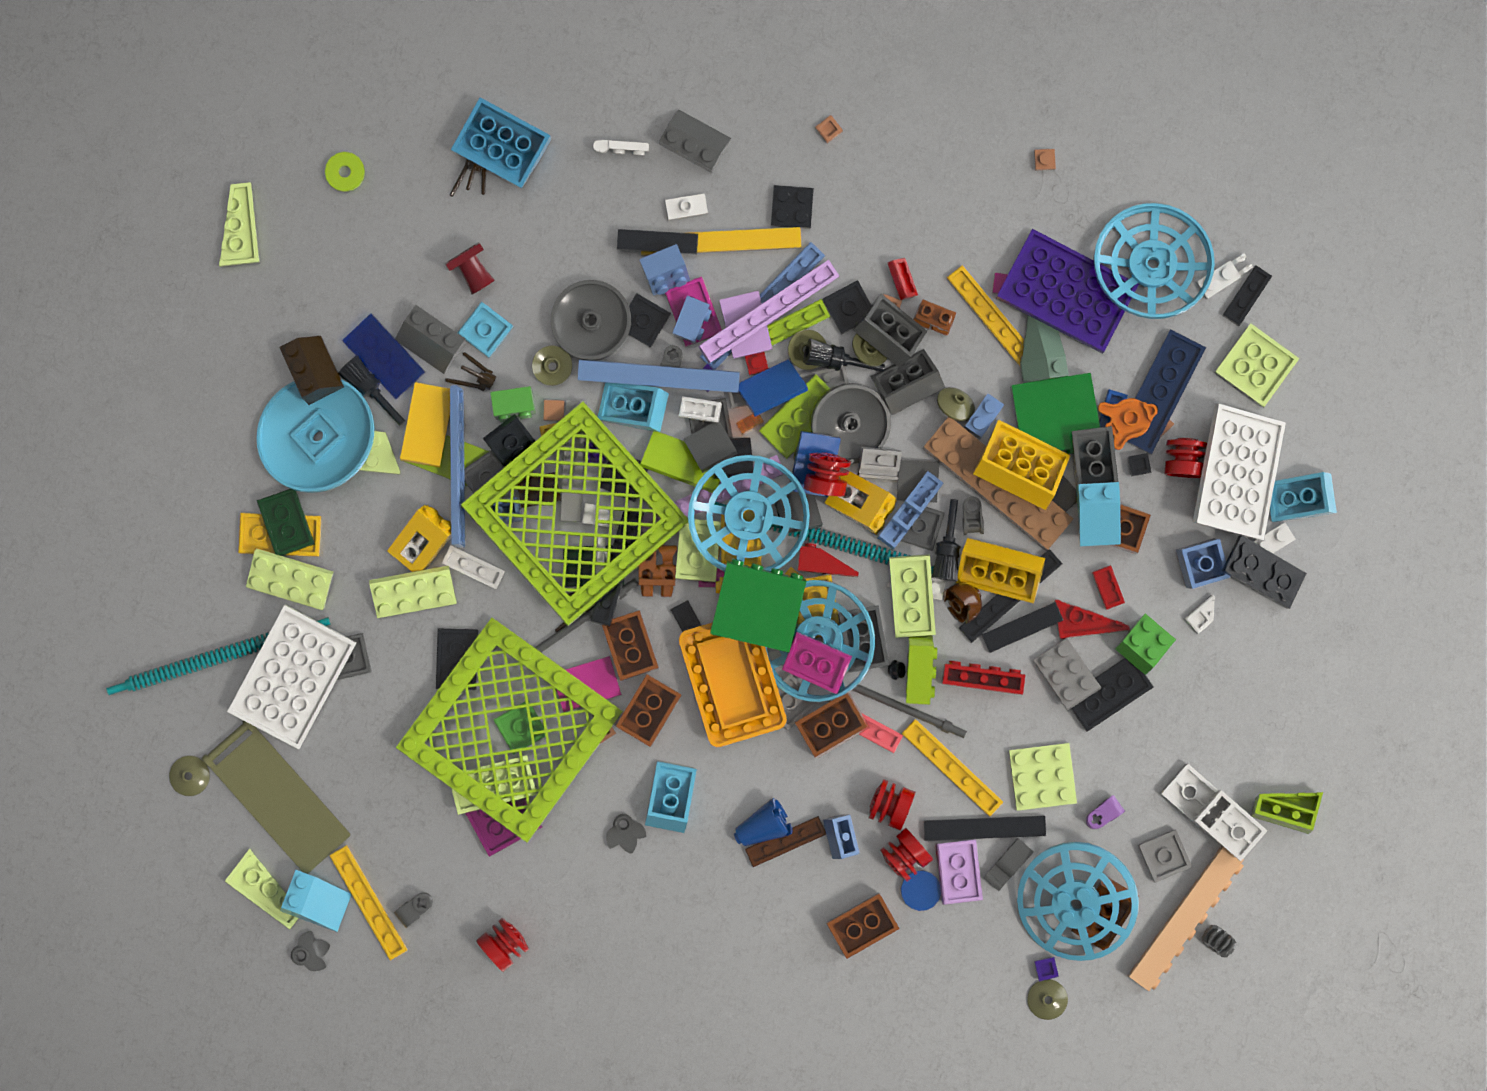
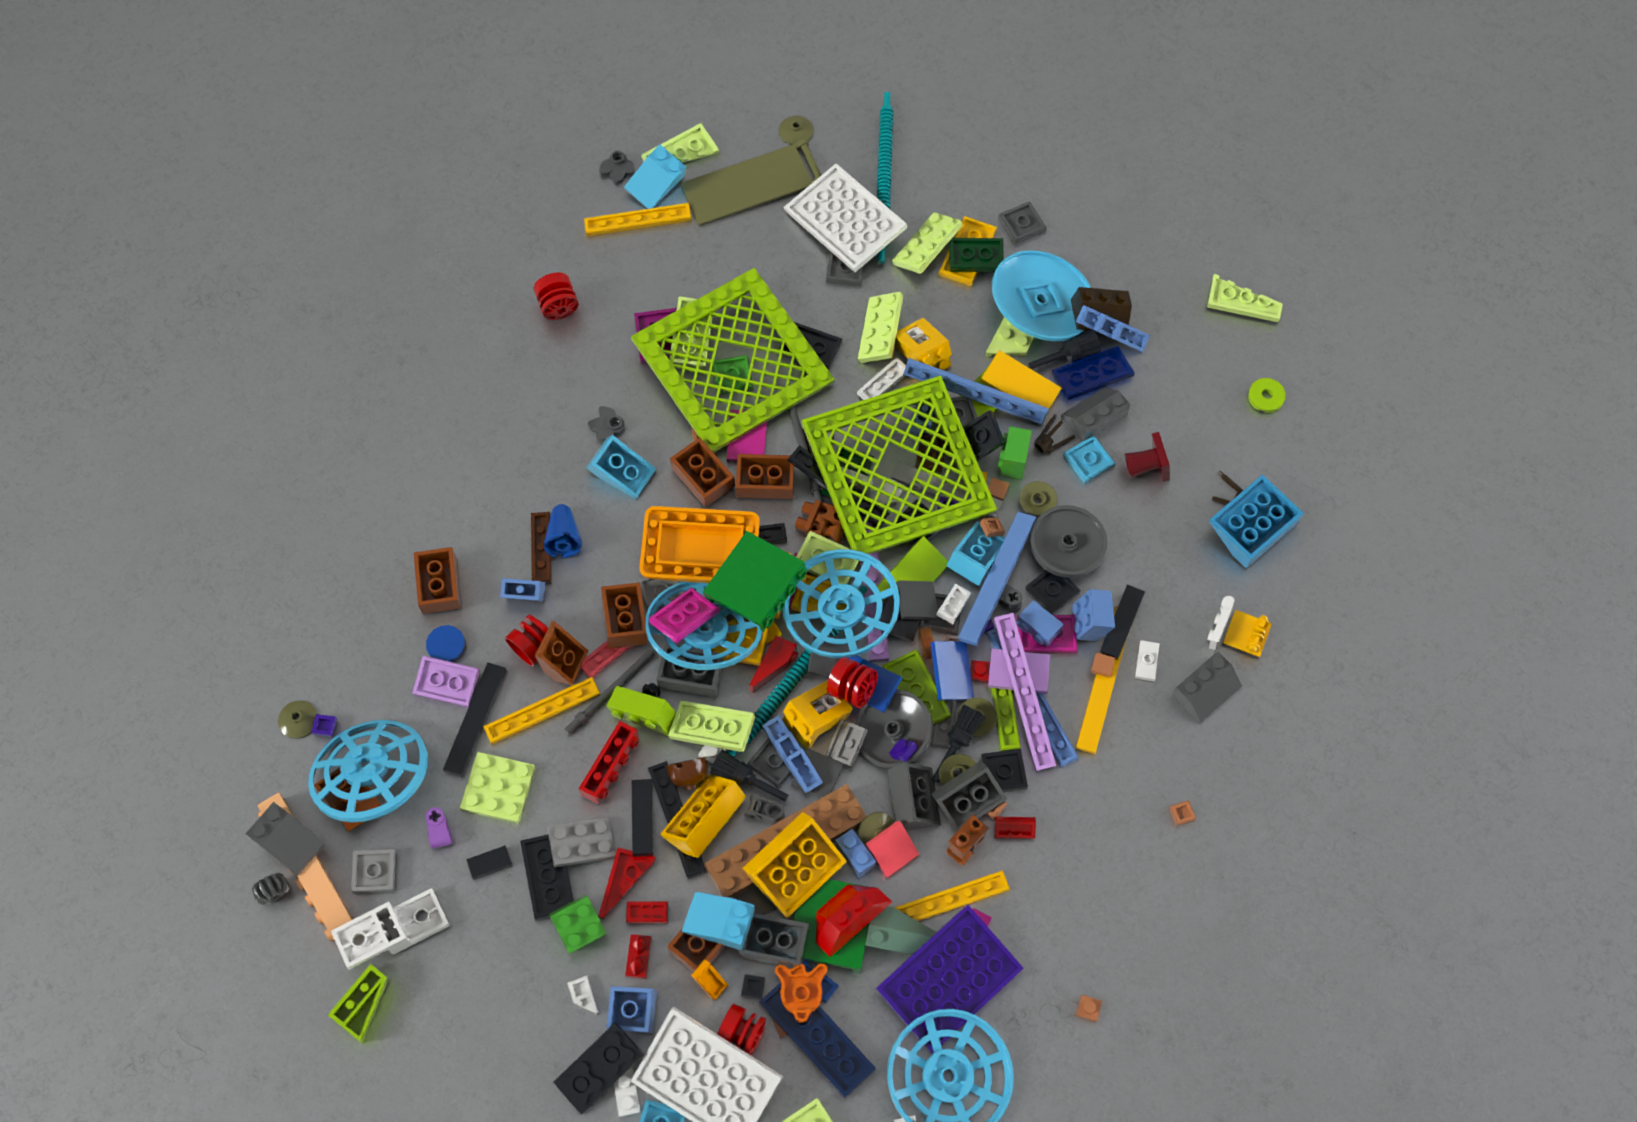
camera: 115 degrees right, 20 degrees down
(222, 488) = (1022, 222): none -> dark grey tile
(329, 349) = (1112, 328): none -> medium blue slope
(411, 911) = (617, 248): dark grey piece -> none
(600, 401) = (992, 527): none -> nougat tile
(621, 119) = (1247, 633): none -> yellow hinge
(710, 247) = (1102, 665): none -> nougat tile
(792, 206) = (1117, 753): black plate -> none
(871, 405) = (903, 750): none -> dark purple plate
(898, 764) = (560, 654): none -> dark orange slope
(906, 854) = (481, 637): red wheel -> none
(967, 383) = (892, 849): none -> coral tile
(1008, 864) = (433, 727): dark grey piece -> none
(1047, 400) = (847, 915): none -> red wedge
(1116, 753) = (489, 862): none -> black tile
(1150, 504) = (709, 980): none -> light orange tile
(1150, 579) = (638, 956): none -> red tile
(1172, 945) = (285, 838): none -> dark grey slope

